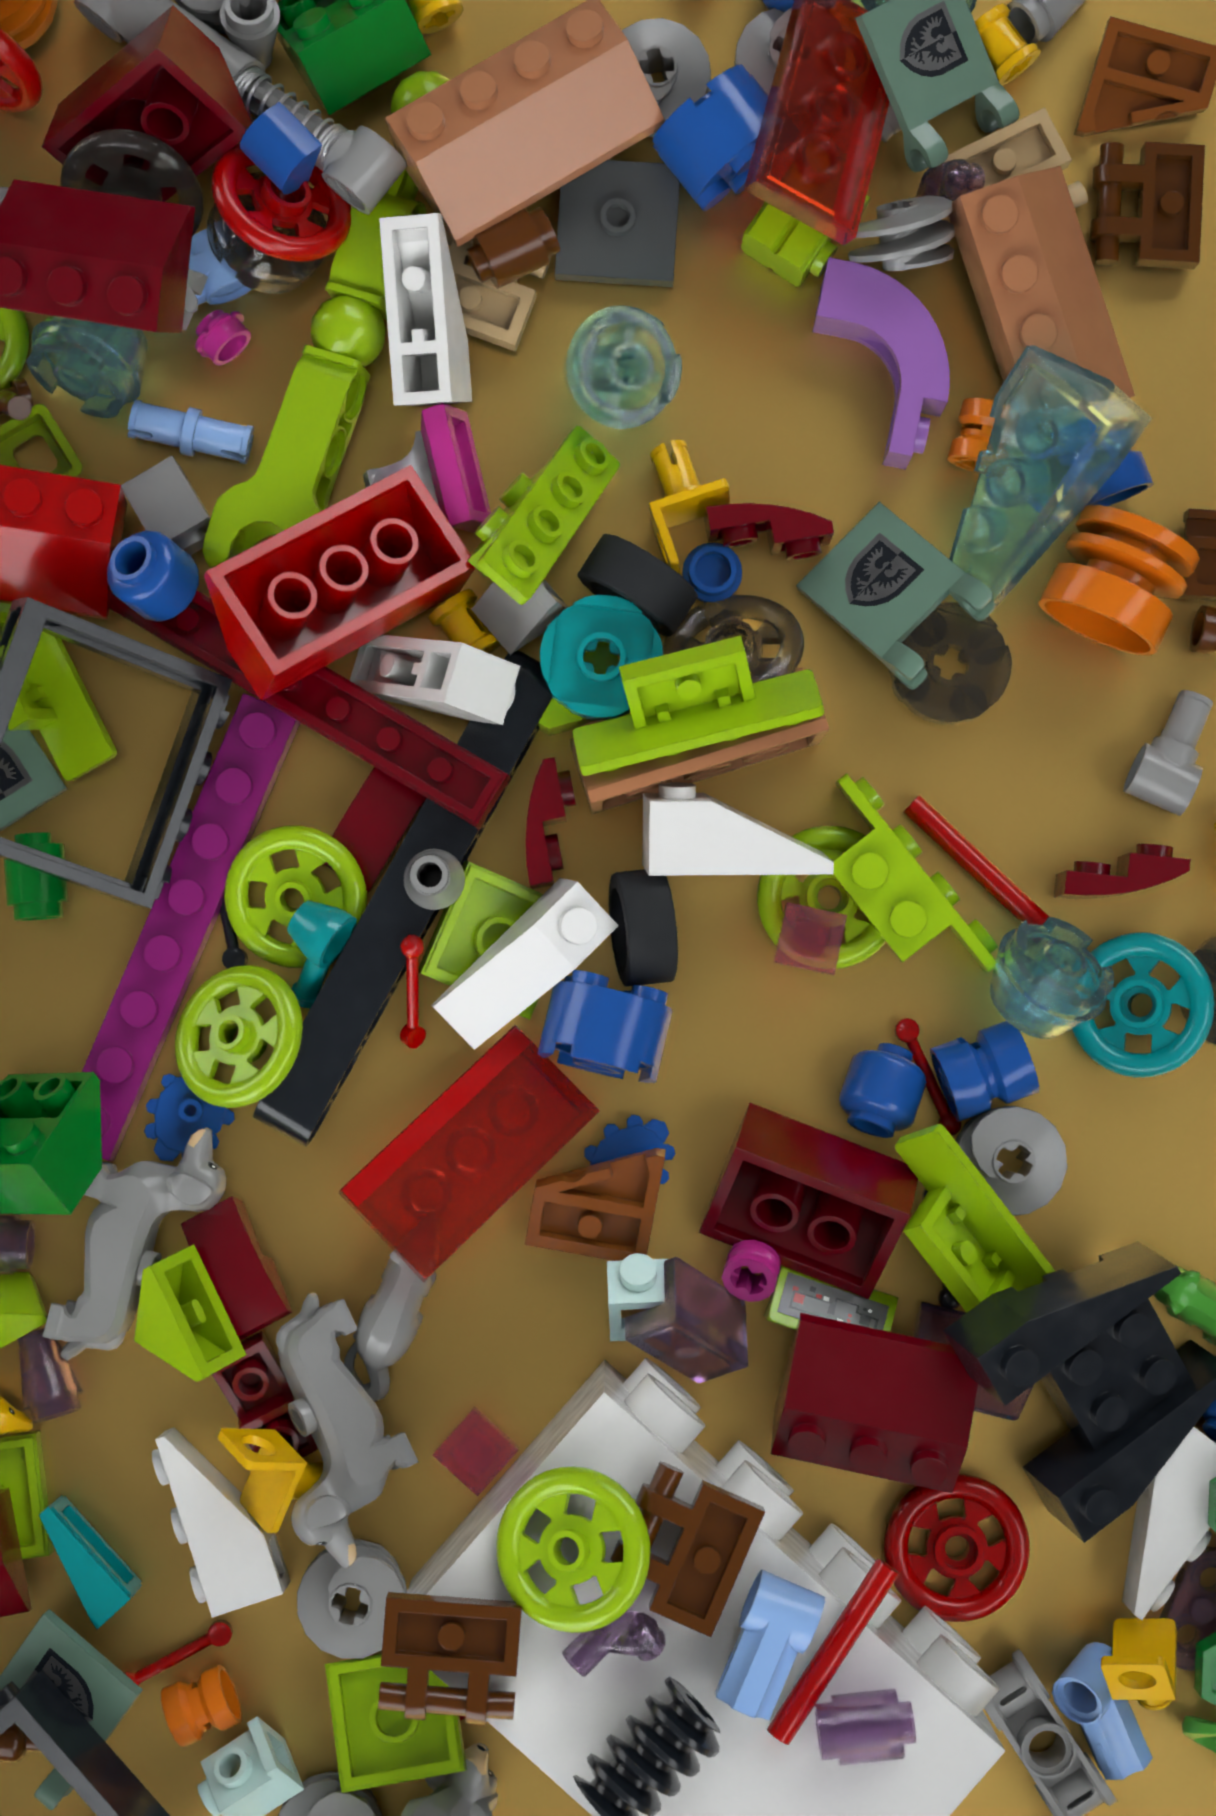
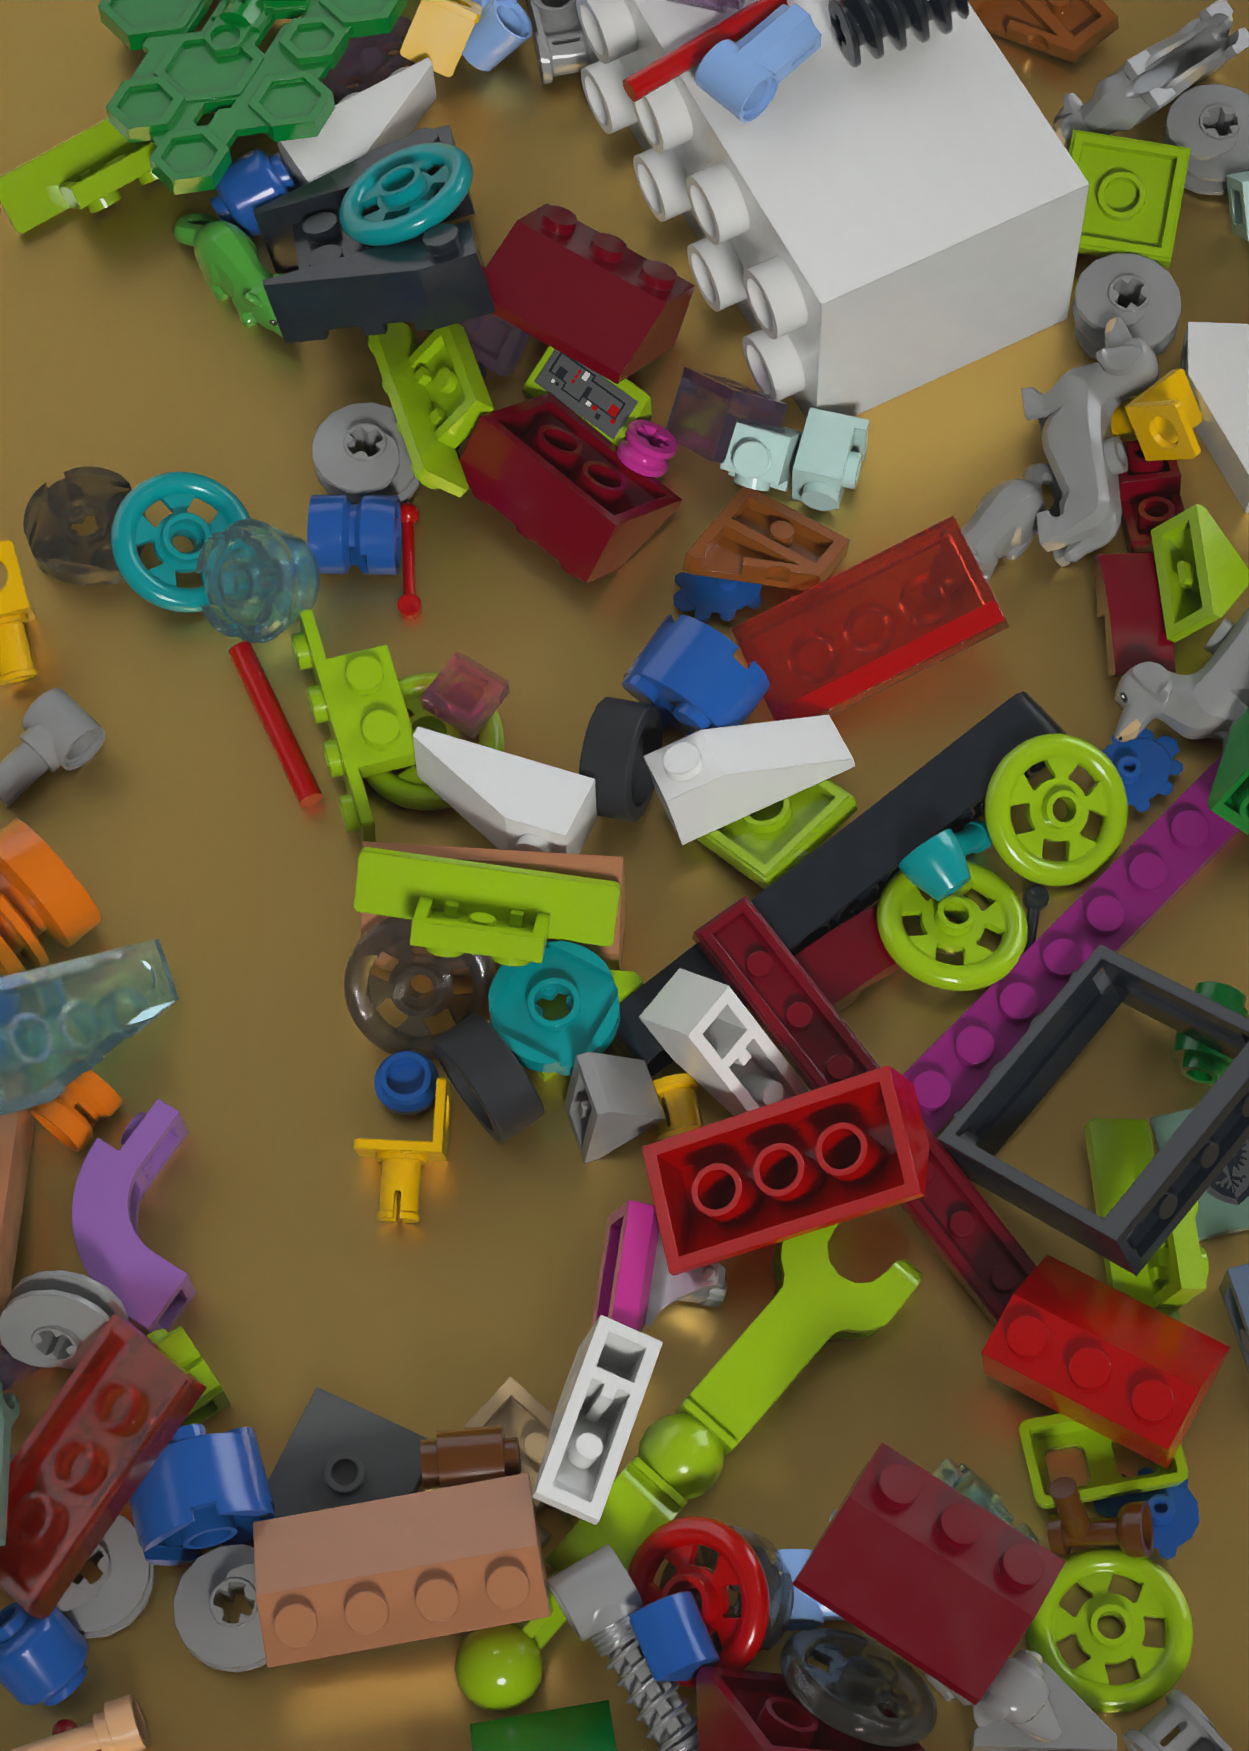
camera: 155 degrees left, 20 degrees down
(152, 575) = (981, 1255): blue head -> none
(169, 504) = (940, 1346): light grey brick -> none
(190, 431) = (887, 1422): light blue pin -> none
(222, 336) = (813, 1512): dark pink plate -> none
(412, 1033) = (853, 815): red hinge -> none
(446, 891) = (806, 862): light grey cone -> none
(451, 1637) = (1035, 155): reddish brown plate -> none
(476, 1451) = (965, 395): clear pink plate -> none
(542, 515) = (560, 1170): lime bracket -> none
(547, 805) = (674, 907): dark red slope -> none
(576, 1321) = (828, 458): none -> light aqua brick
(612, 1512) = (928, 143): lime plate -> none
(622, 367) = (411, 1300): clear light blue cone -> none
(629, 1635) = (889, 114): clear purple arm -> none
(706, 1553) = (786, 141): reddish brown plate -> none
(787, 528) = (315, 1090): dark red slope -> none
(882, 1090) = (456, 553): blue head -> none
(886, 584) = (242, 1001): sand green flag -> none
(966, 694) = (221, 942): clear smoke plate -> none
(1007, 1555) = (573, 136): red plate -> none
(1082, 1420) = (406, 194): none -> teal plate
(1135, 871) = (134, 651): dark red slope -> none

